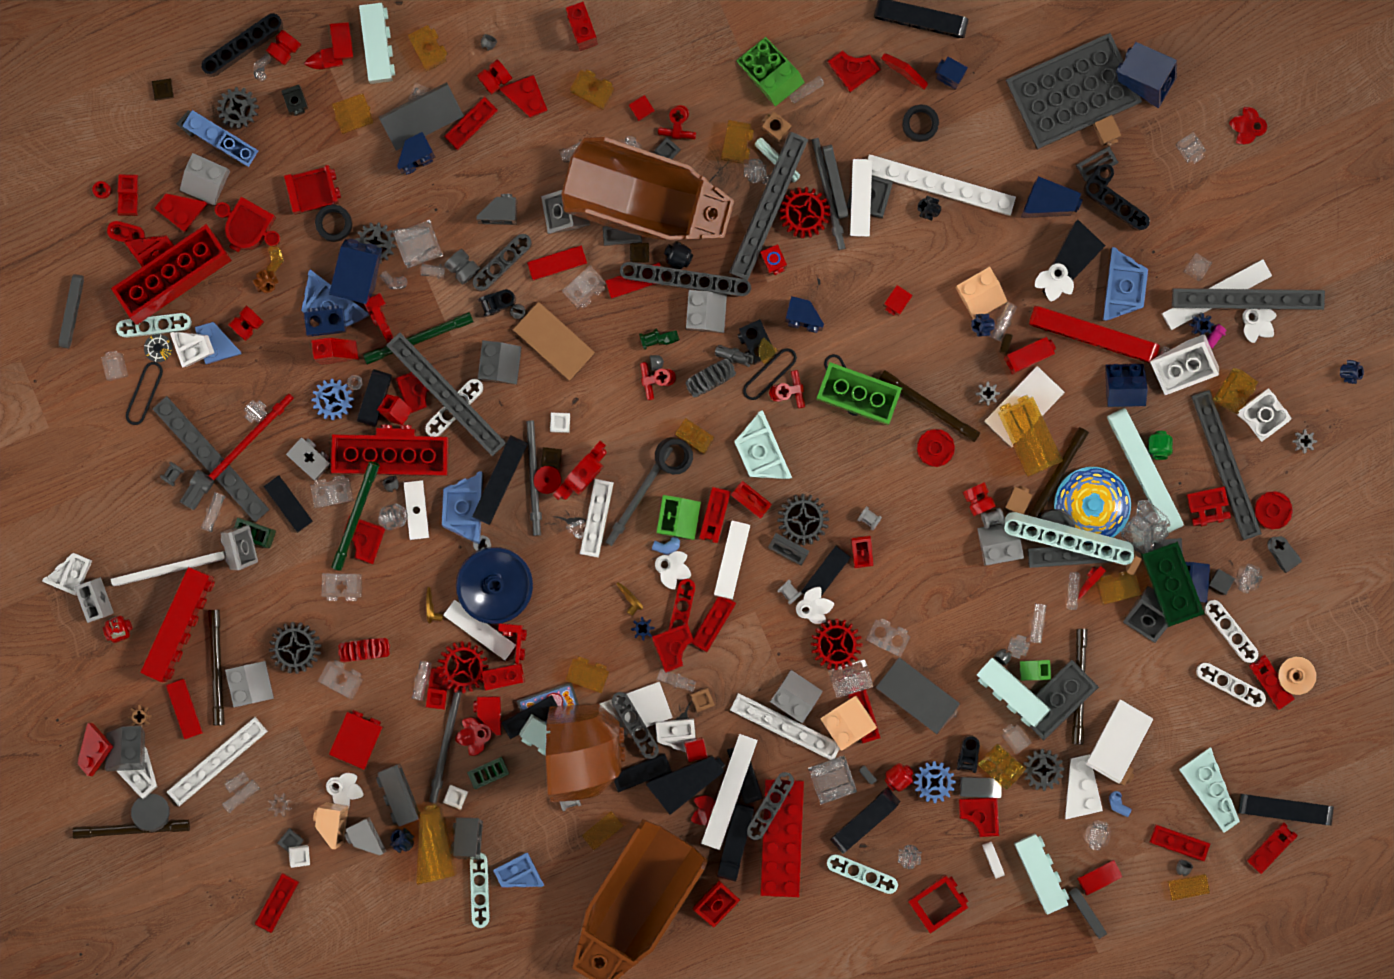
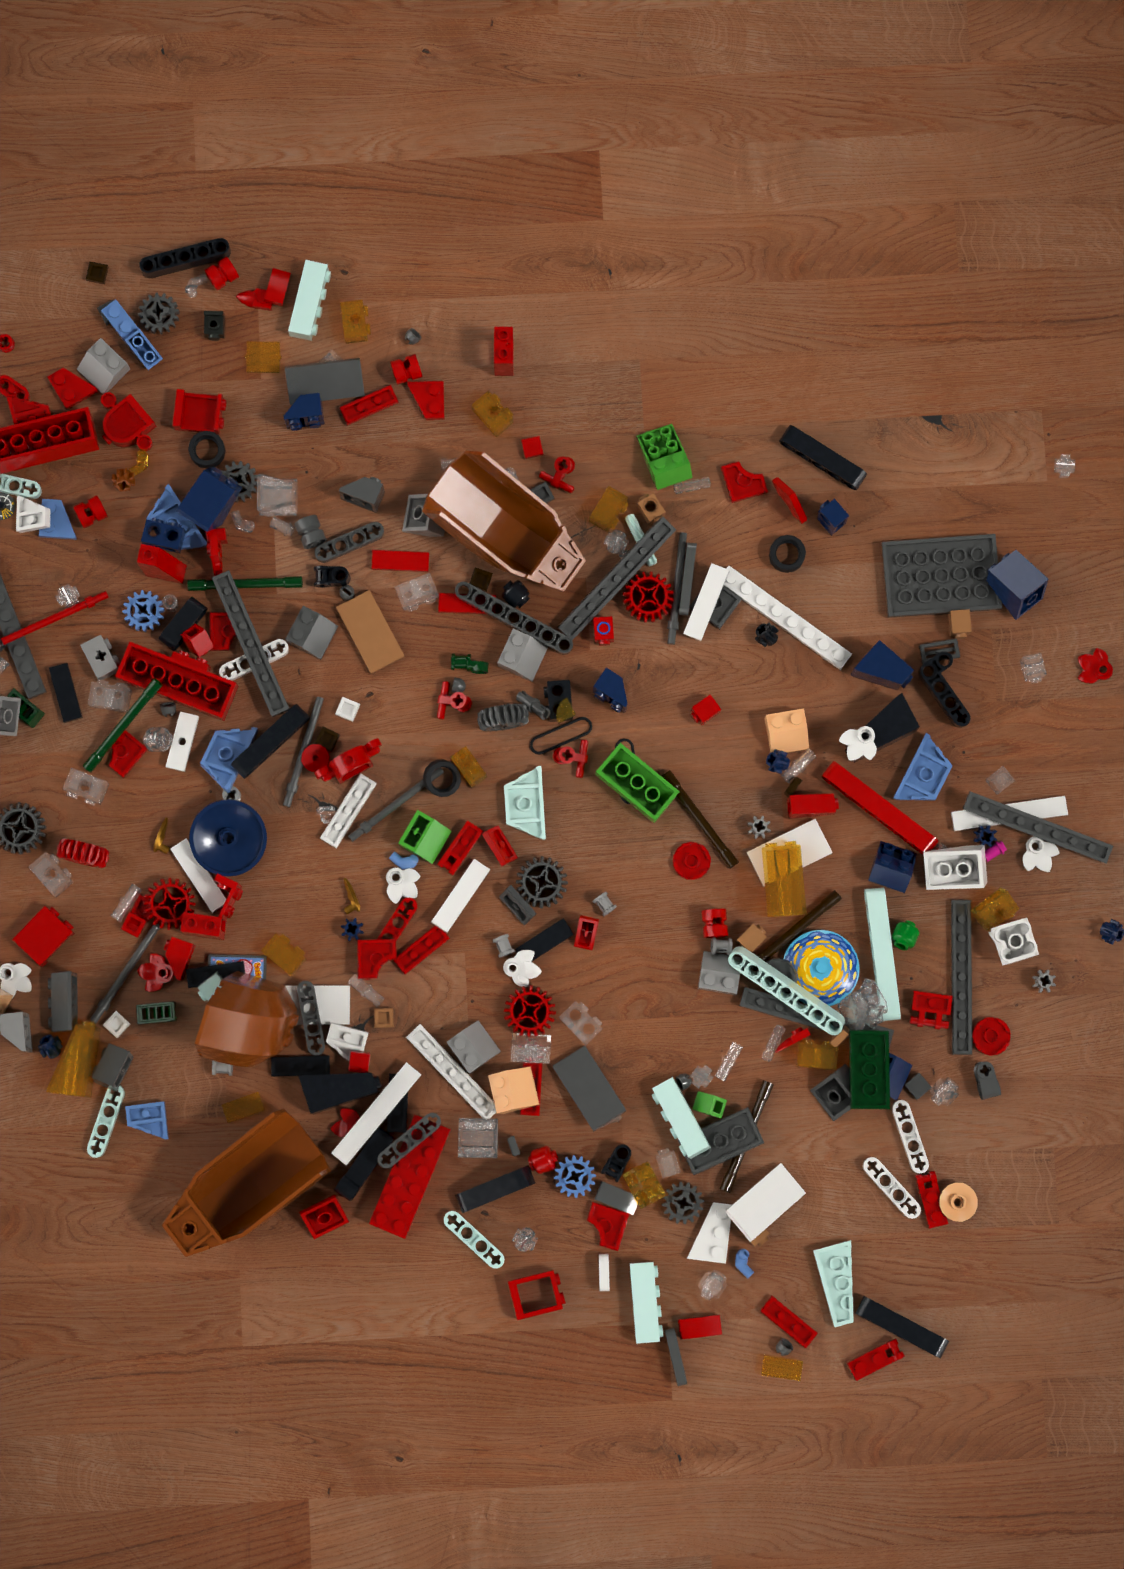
camera: 20 degrees right, 5 degrees down
(127, 195) = (28, 356): red slope -> none
(618, 237) = (464, 556): dark grey tile -> none

